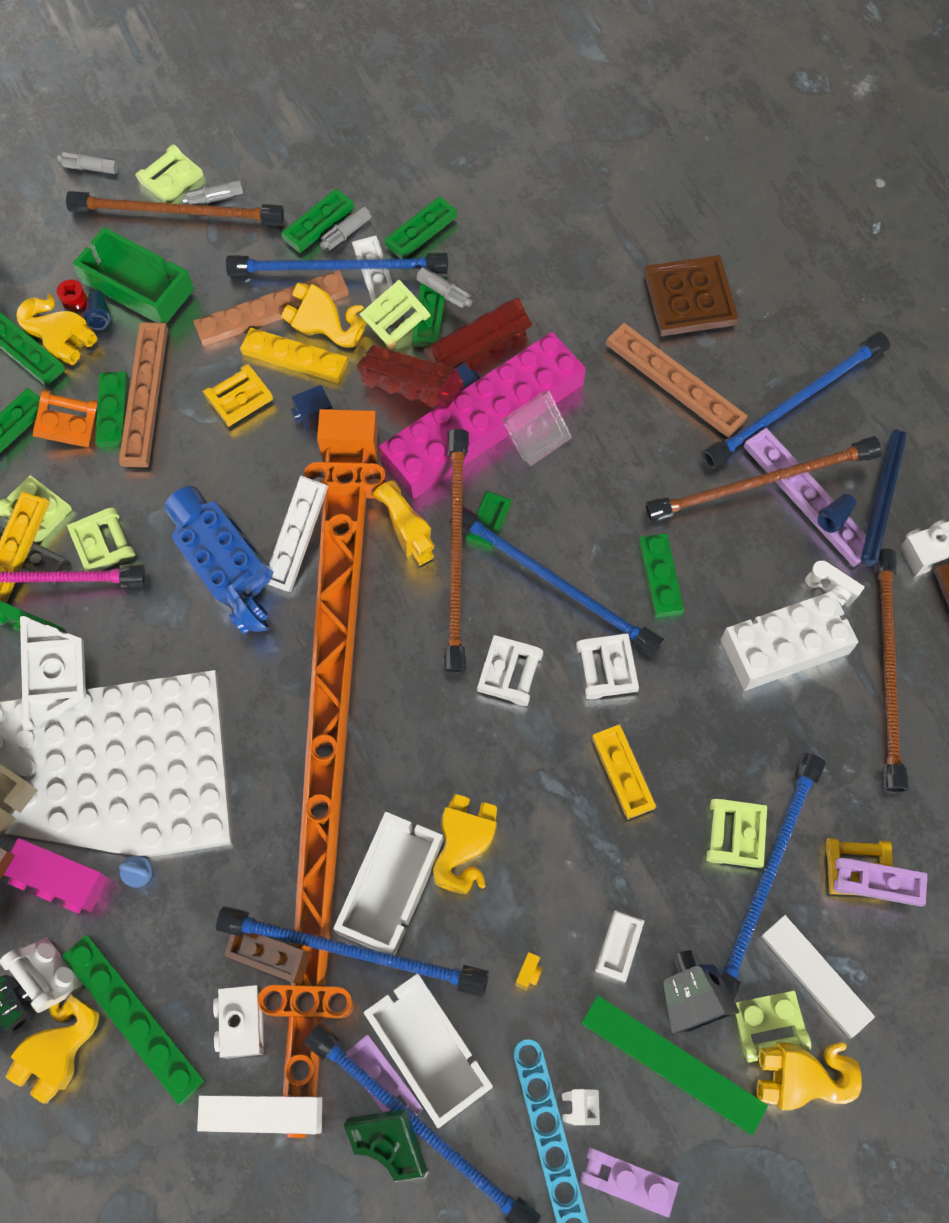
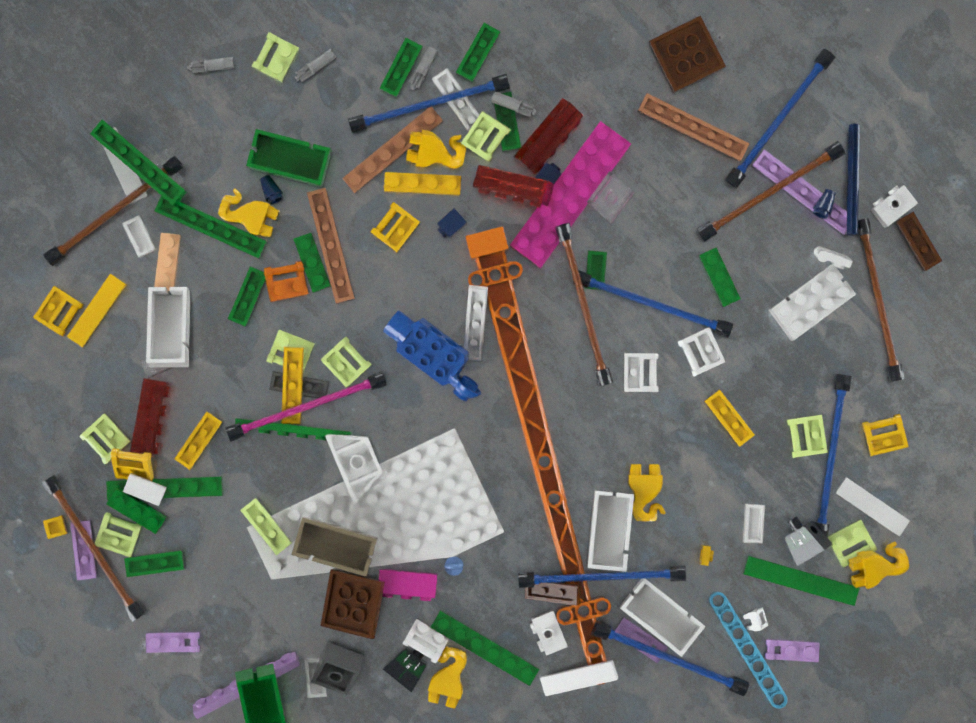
camera: 15 degrees left, 20 degrees up
(70, 302) = (251, 185): red wheel -> none
(83, 203) = (223, 102): dark orange hose -> none
(390, 1141) = (654, 669): dark green tile -> none
(409, 526) = (546, 296): yellow hips -> none
(881, 882) = (899, 443): lavender plate -> none

